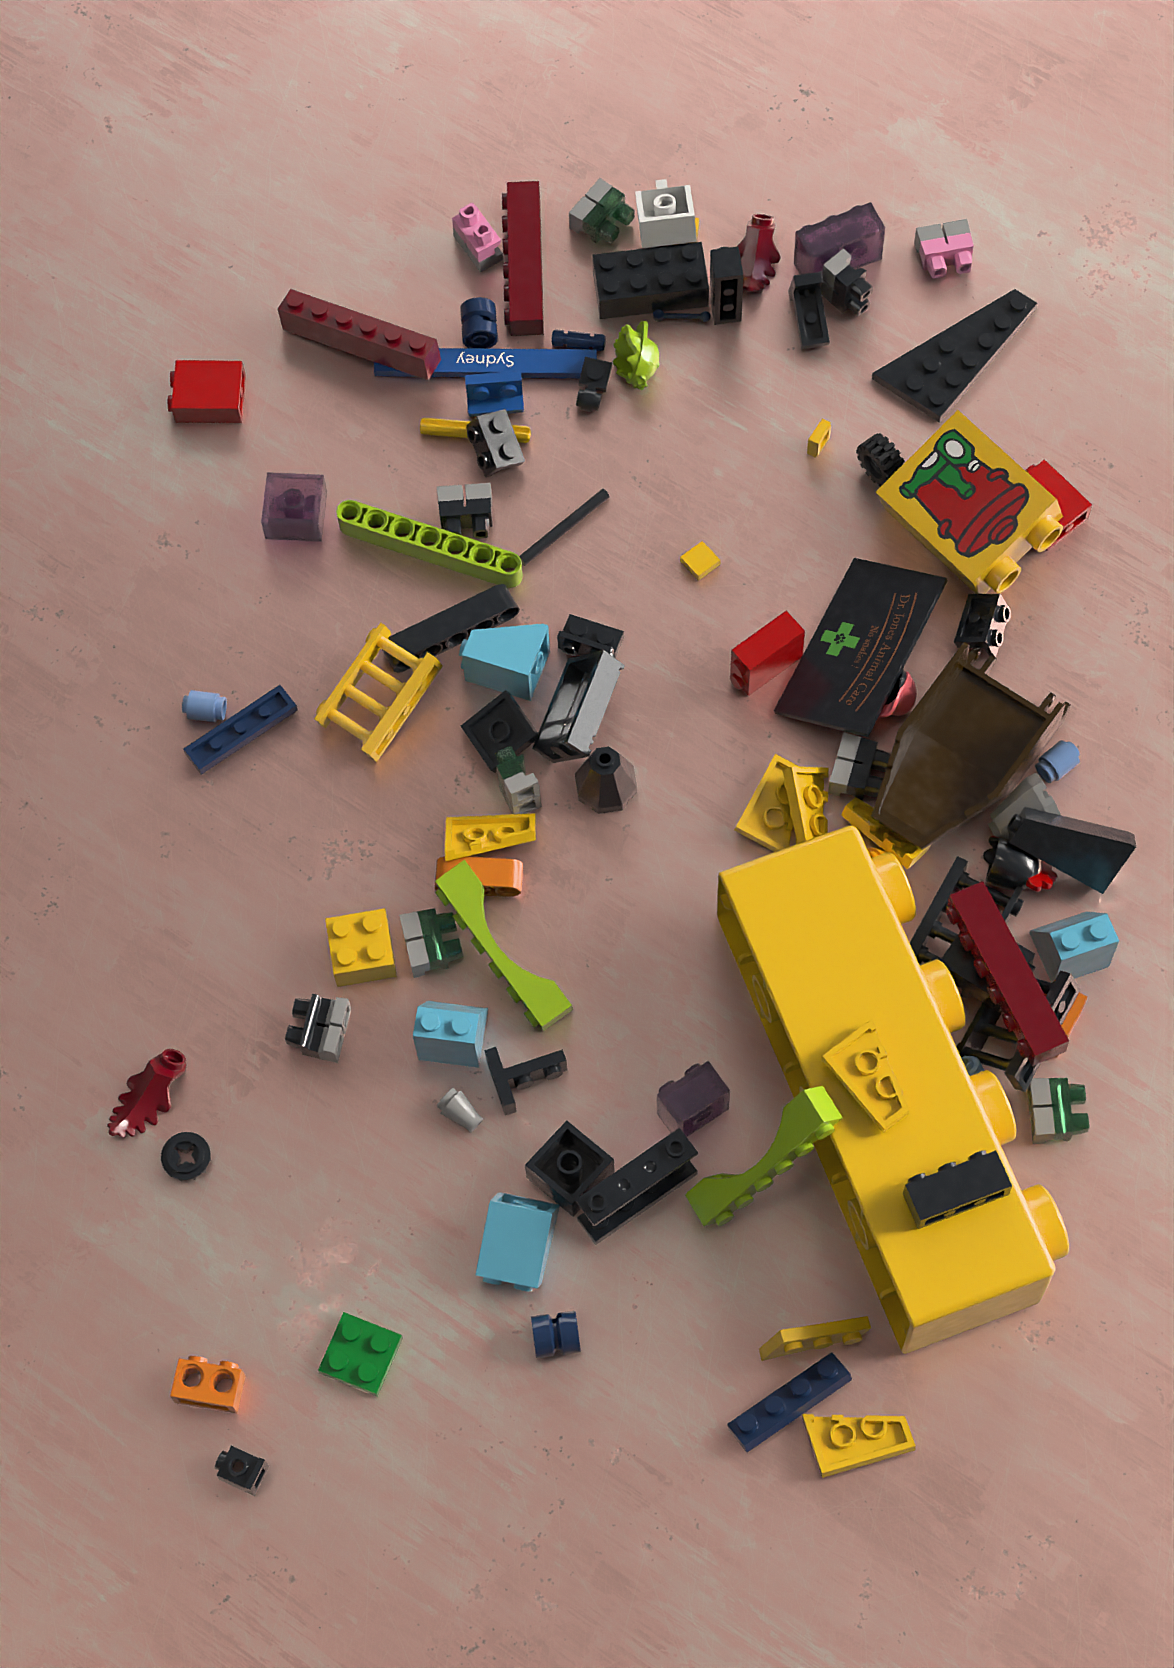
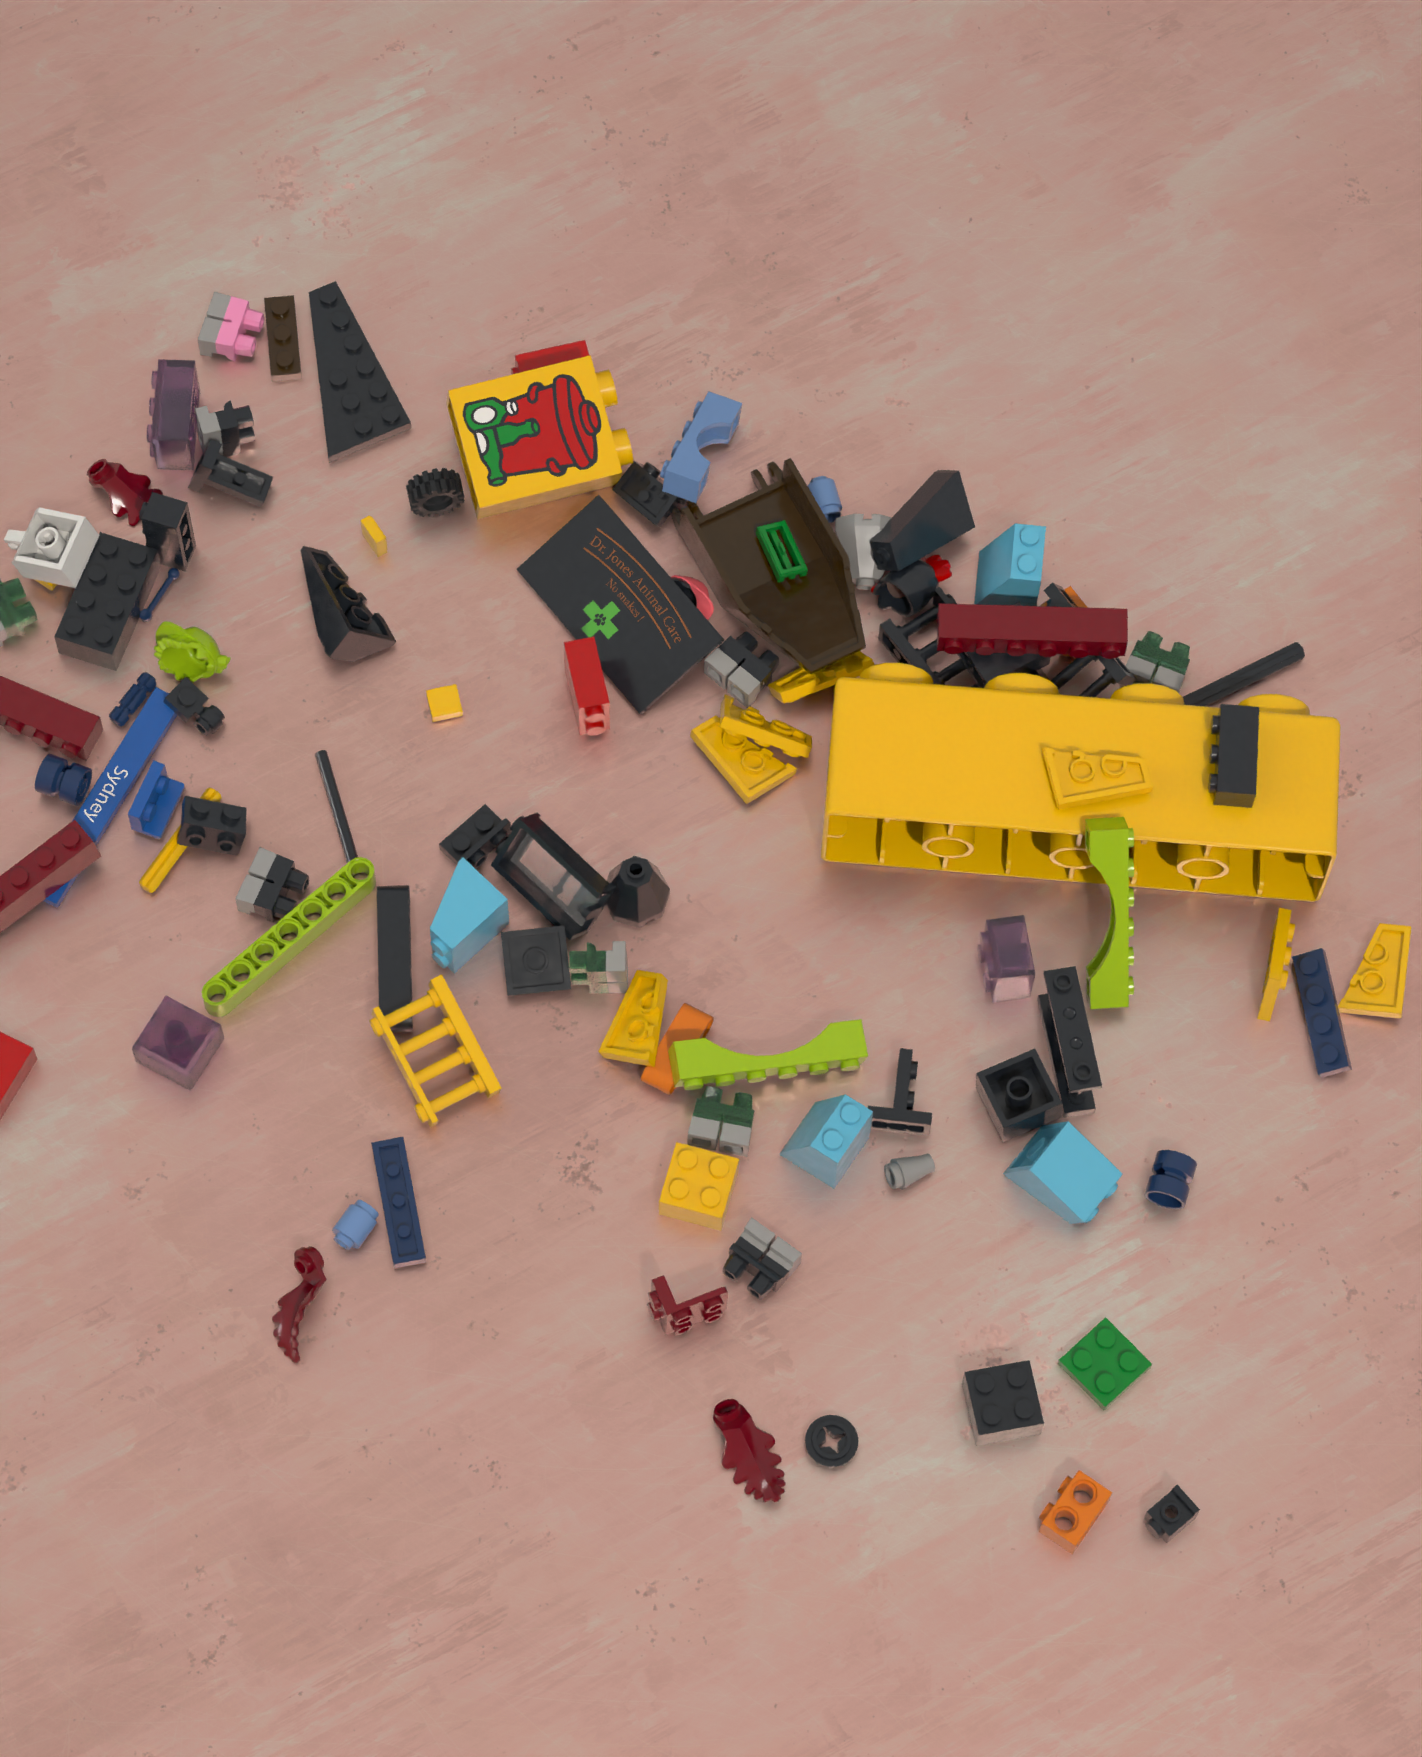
camera: 70 degrees left, 0 degrees up
(122, 695) = (309, 1264): none -> dark red plant
(234, 969) = (681, 1316): none -> dark red bracket
(279, 1280) = (1002, 1403): none -> black brick
(735, 449) = (339, 612): none -> black wedge
(962, 292) = (282, 338): none -> dark brown plate
(970, 765) = (788, 571): none -> green tile
(1077, 639) = (712, 424): none -> medium blue arch
(1083, 1186) = (1245, 676): none -> black axle

